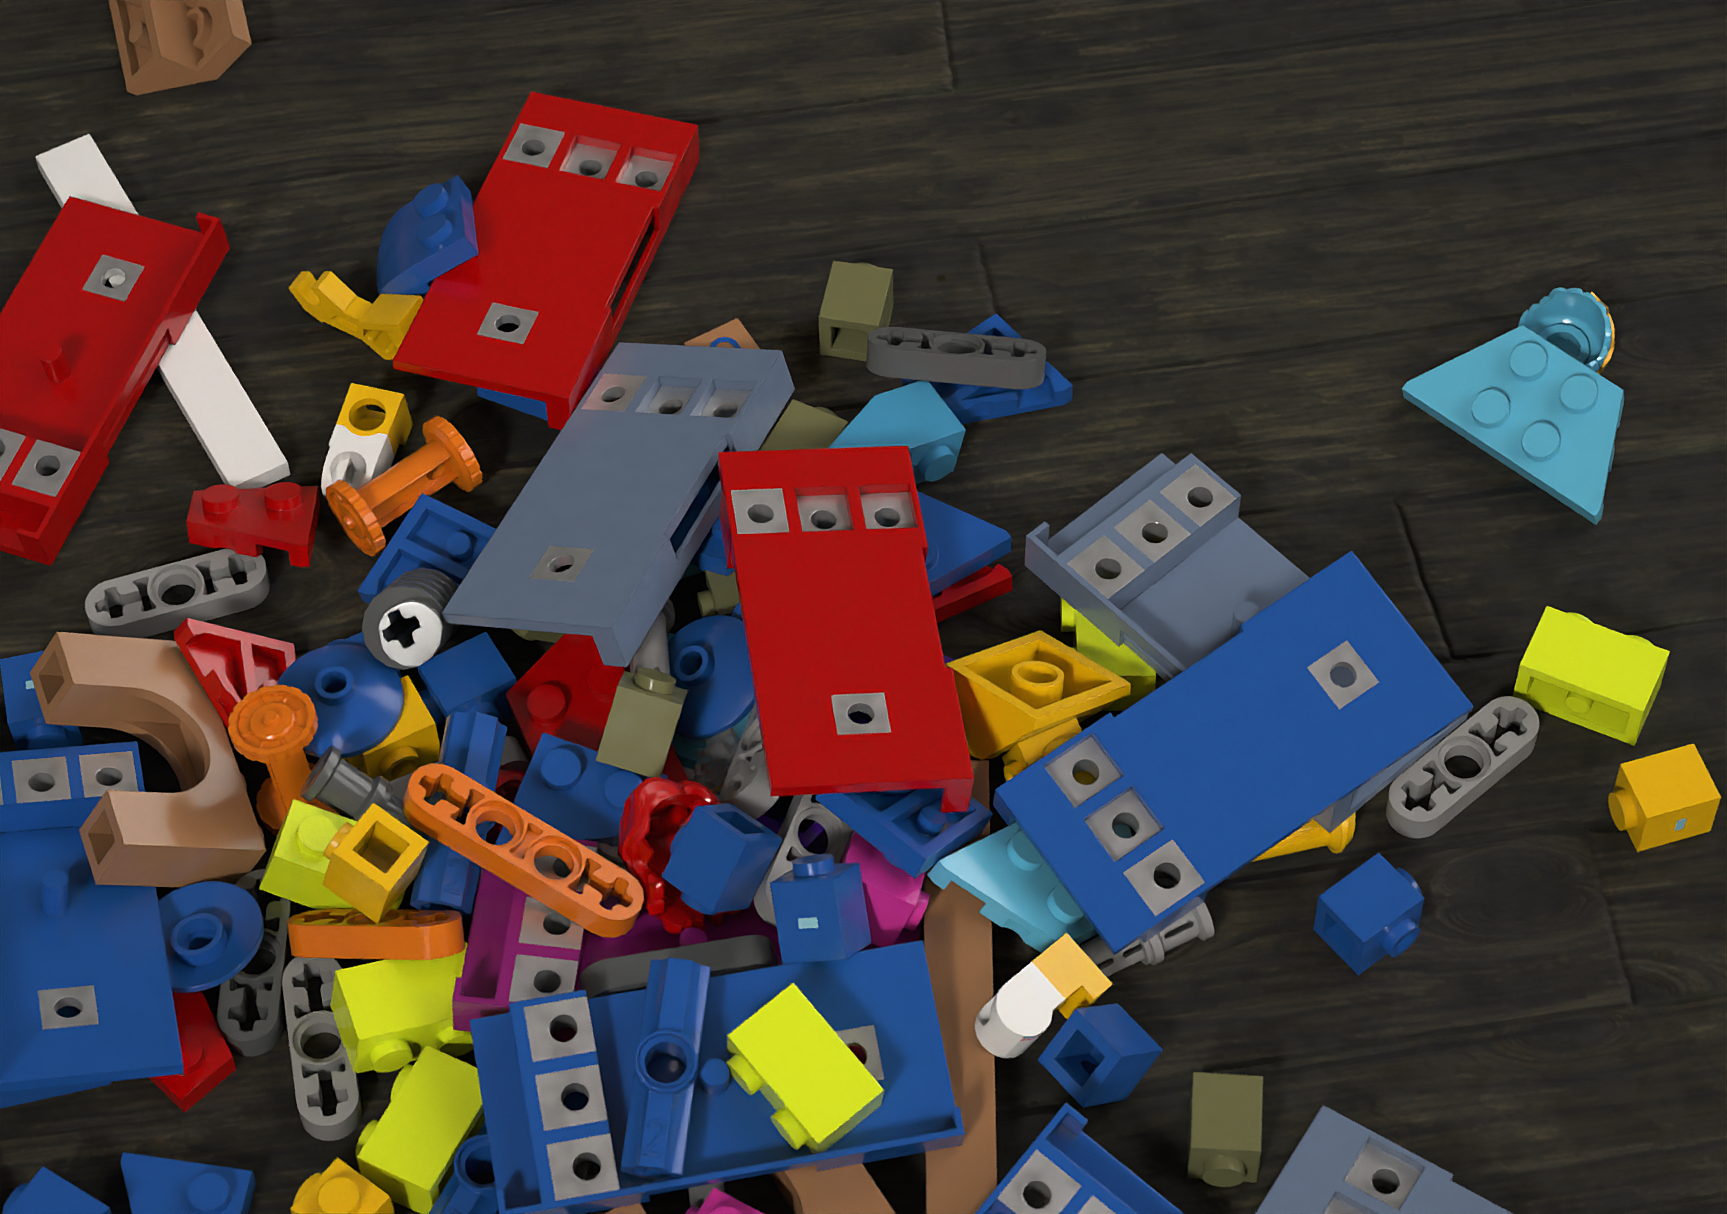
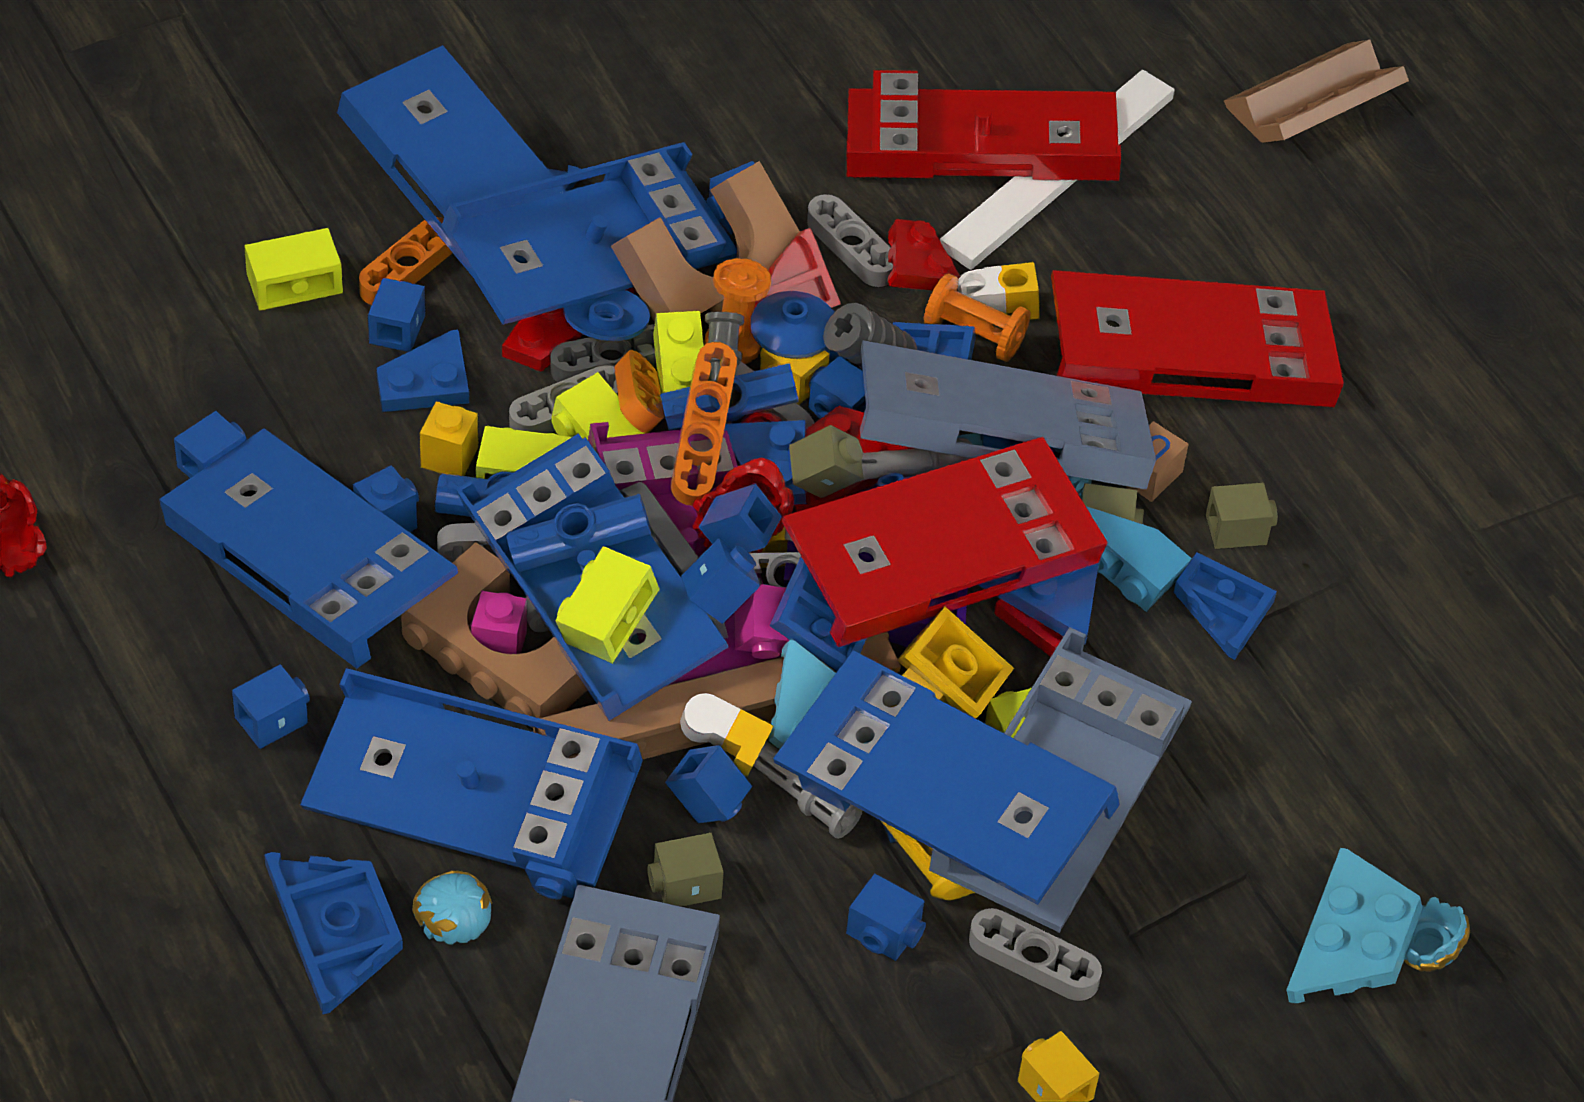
camera: 65 degrees right, 5 degrees down
(373, 862) = (662, 354): yellow brick -> none
(377, 324) = (1103, 261): yellow piece -> none
(427, 239) = (1170, 267): blue slope -> none
(956, 358) = (1210, 549): dark grey beam -> none
(1591, 675) = (1143, 1011): neon yellow brick -> none

